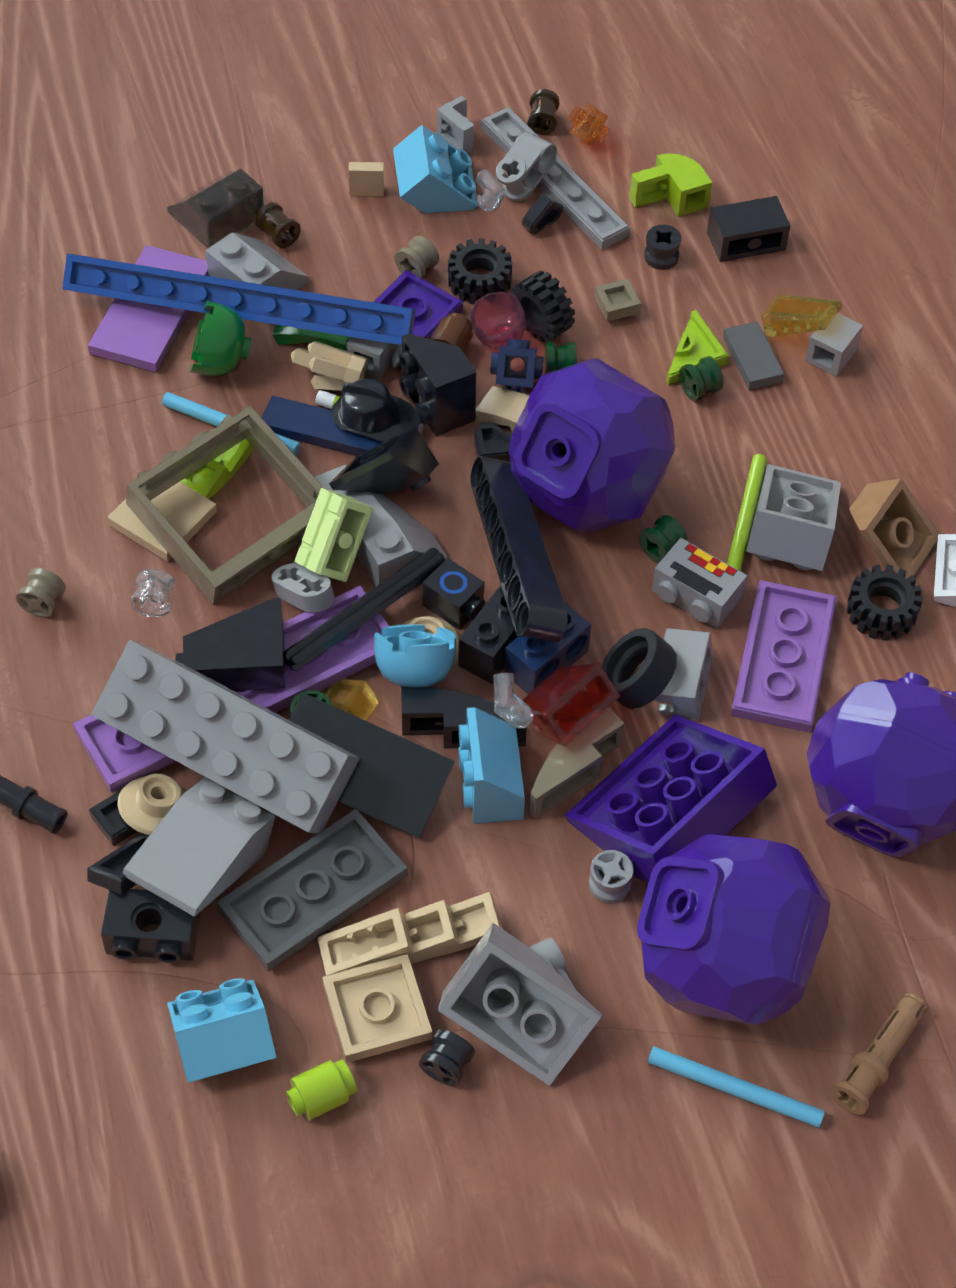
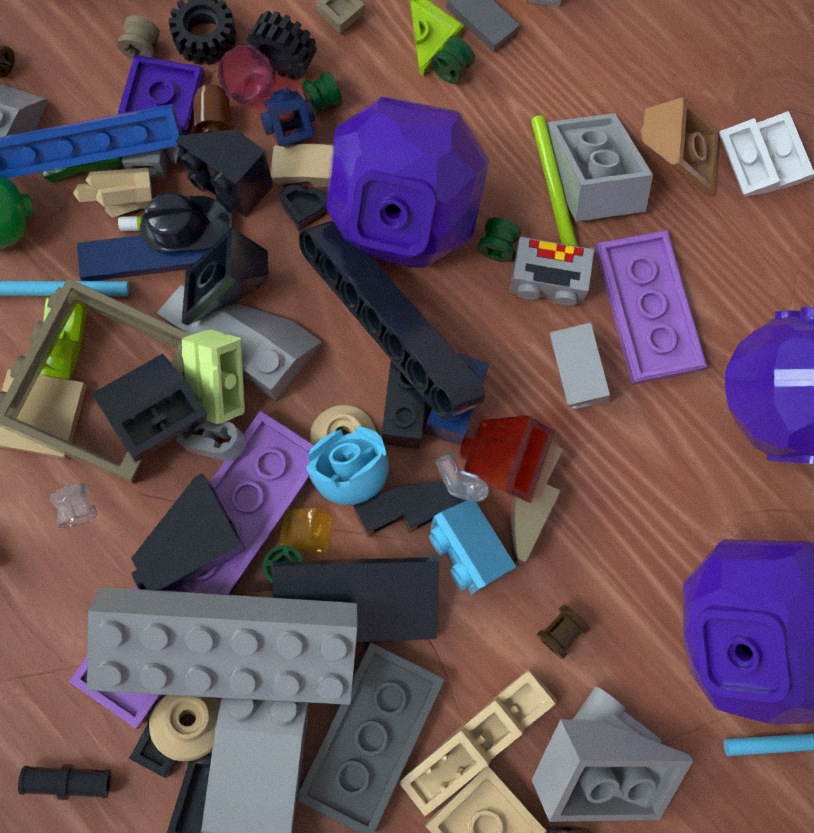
camera: 30 degrees left, 20 degrees up
(265, 534) = (150, 407): none -> black slope
(362, 610) = (277, 438): black axle -> none
(453, 594) = (347, 379): black brick -> none
(542, 881) = (563, 631): none -> dark brown bush
(608, 866) = (625, 596): light grey wheel -> none
(652, 675) = (570, 391): black tyre -> none
(673, 792) = (630, 496): dark purple slope -> none
(883, 620) = (722, 205): black tyre -> none

